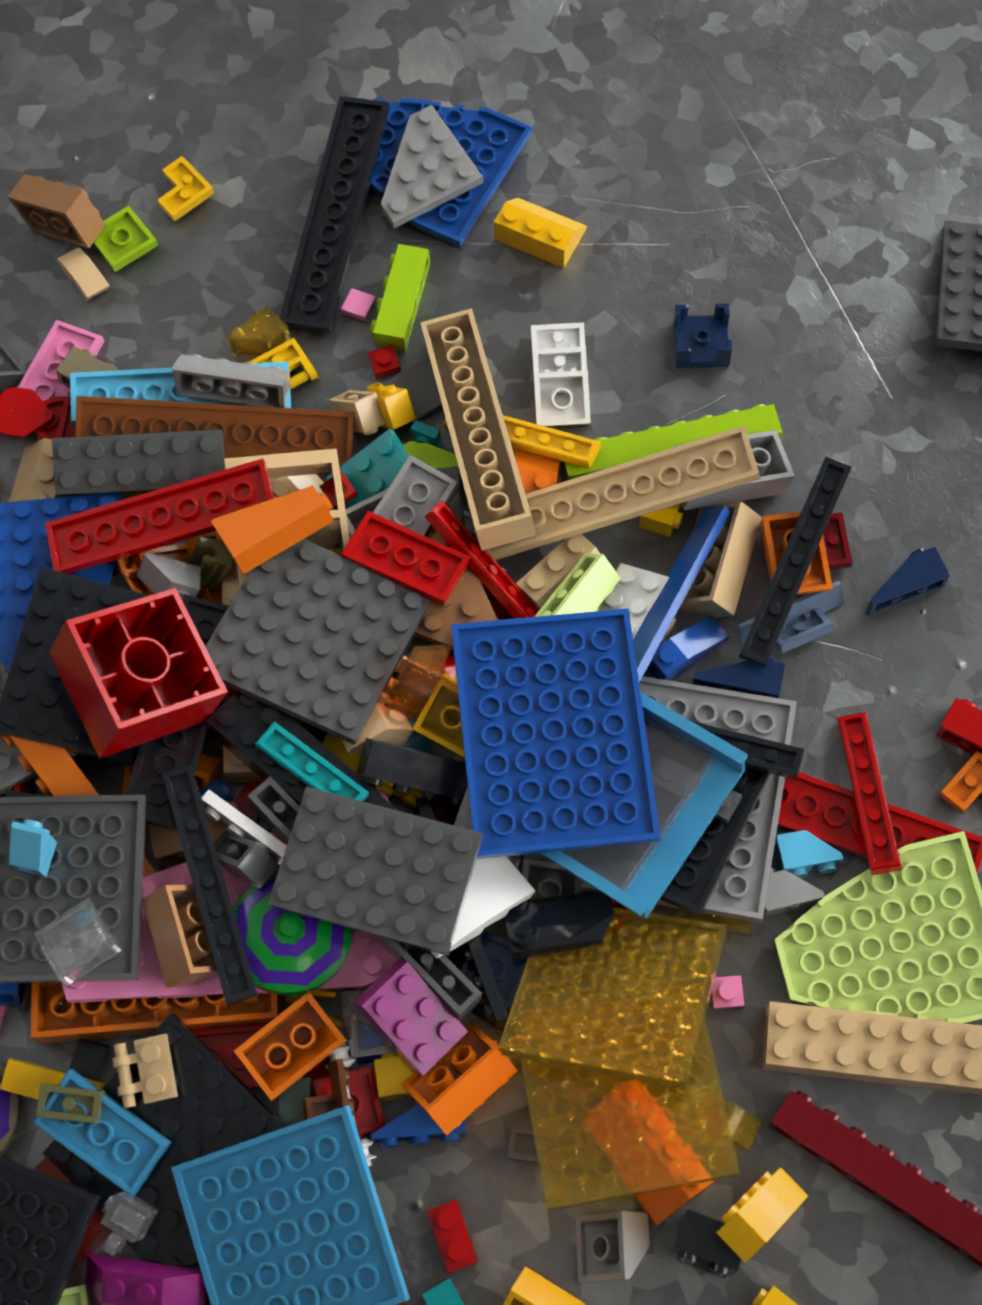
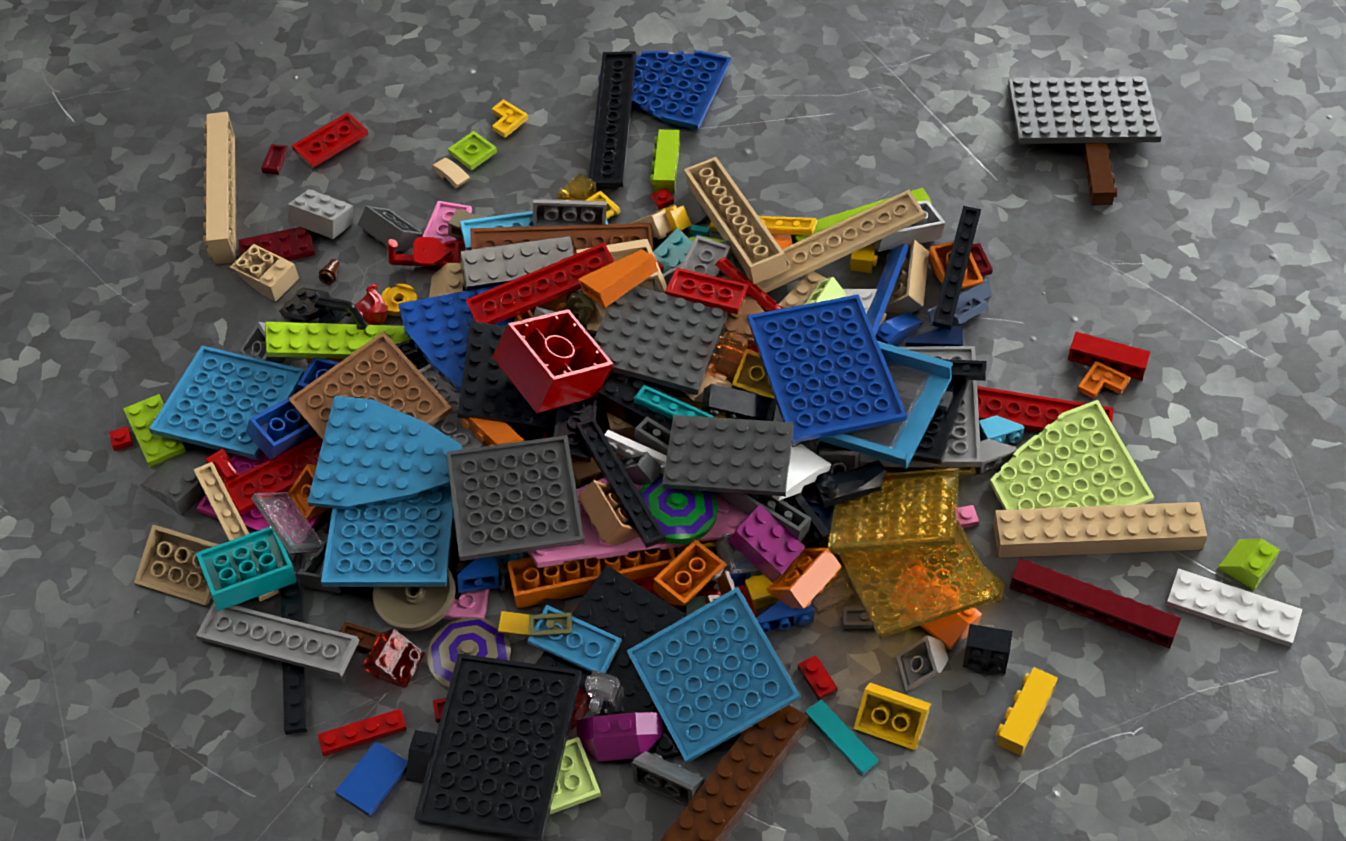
camera: 10 degrees left, 15 degrees down
(31, 848) = (502, 467): medium azure slope -> none
(57, 210) = (428, 135): medium nougat brick -> none
(77, 942) = (543, 520): clear slope -> none
(154, 1068) = (603, 596): tan plate -> none
(358, 304) = (638, 169): bright pink tile -> none
(427, 169) = (668, 87): light grey plate -> none
(537, 231) = (747, 116): yellow slope -> none
(560, 374) = (780, 189): white slope -> none
(702, 339) = (867, 161): dark blue panel -> none
(760, 1213) = (1017, 620): yellow brick -> none
(869, 794) = (1032, 391): red tile -> none
(918, 575) = (1034, 273): dark blue slope -> none

